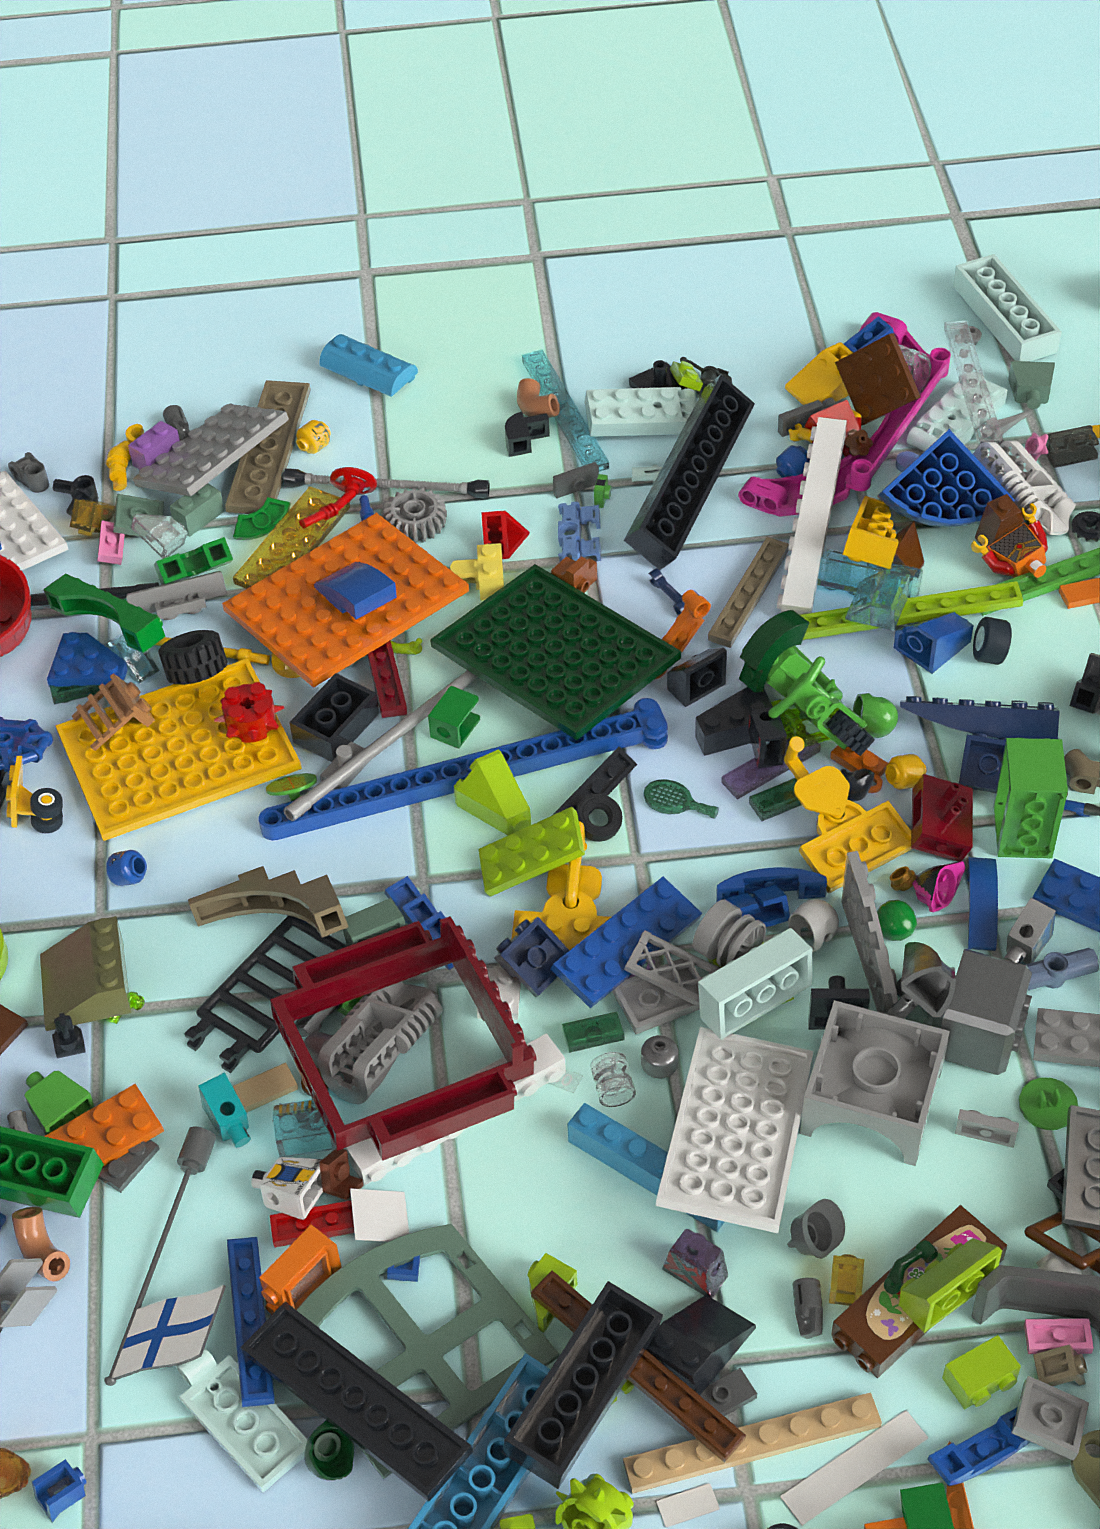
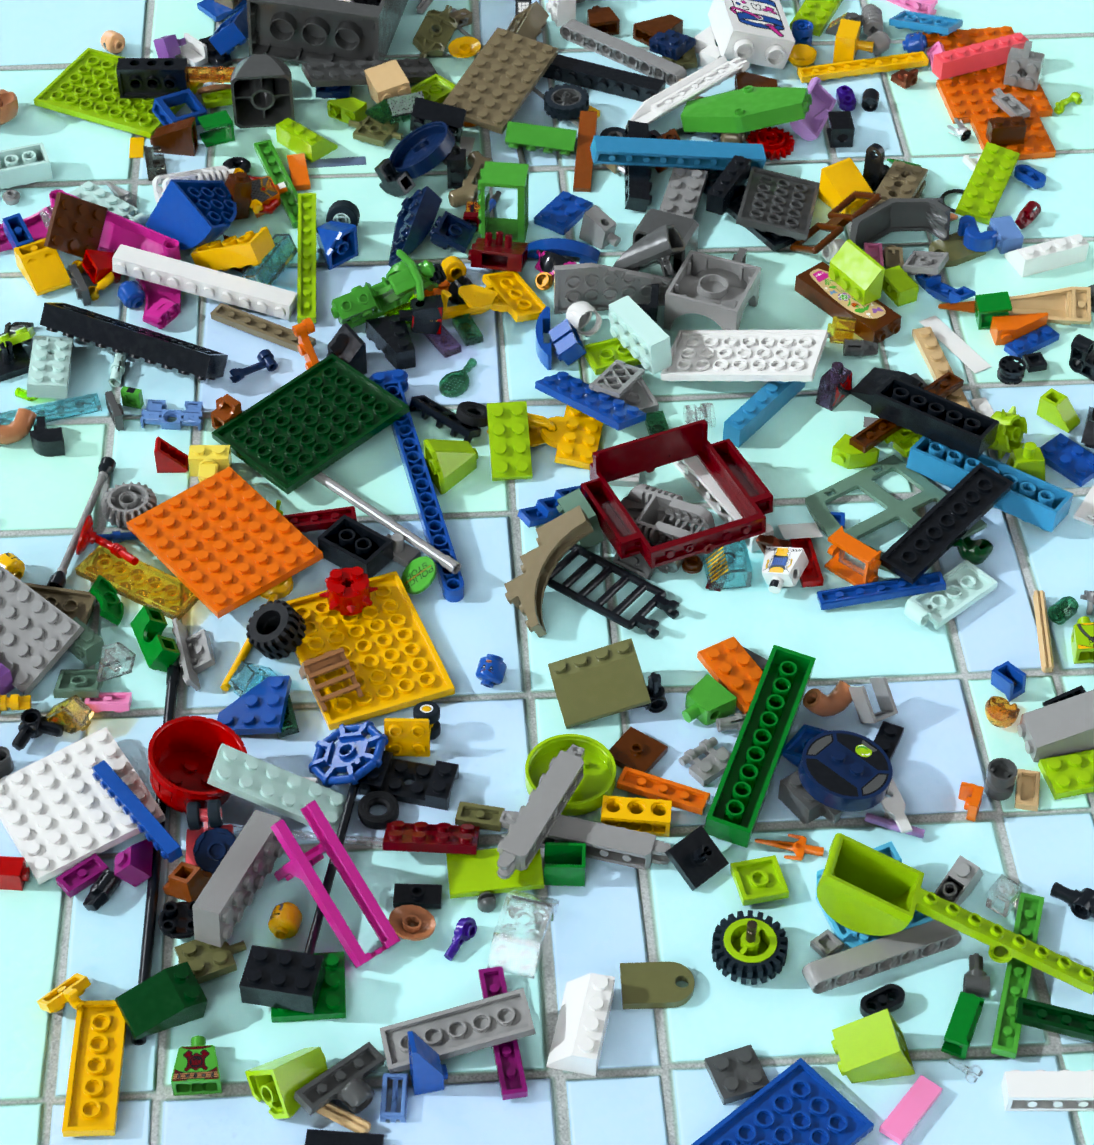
camera: 90 degrees left, 5 degrees down
(74, 597) = (252, 647): green arch -> none
(177, 1327) = (894, 628): flag -> none
(225, 1110) = (720, 603): teal torso -> none
(266, 1087) = (694, 592): tan tile -> none
(357, 589) = (231, 519): blue slope -> none
(452, 717) = (366, 482): green piece -> none
(531, 955) = (596, 438): dark blue plate -> none
(659, 1056) = (682, 393): flat silver head -> none
(727, 933) = (601, 344): light grey wheel -> none
(767, 644) = (360, 292): dark green arch -> none
(880, 599) = (305, 252): clear light blue slope -> none
(895, 1278) = (832, 288): dark green piece -> none
(972, 382) = (84, 190): clear tile -> none
(1031, 382) = (79, 170): sand green torso -> none
(1040, 442) = (145, 177): bright pink plate -> none
(1046, 1103) = (715, 245): bright green piece -> none
(1066, 965) = (623, 227): sand blue piece -> none

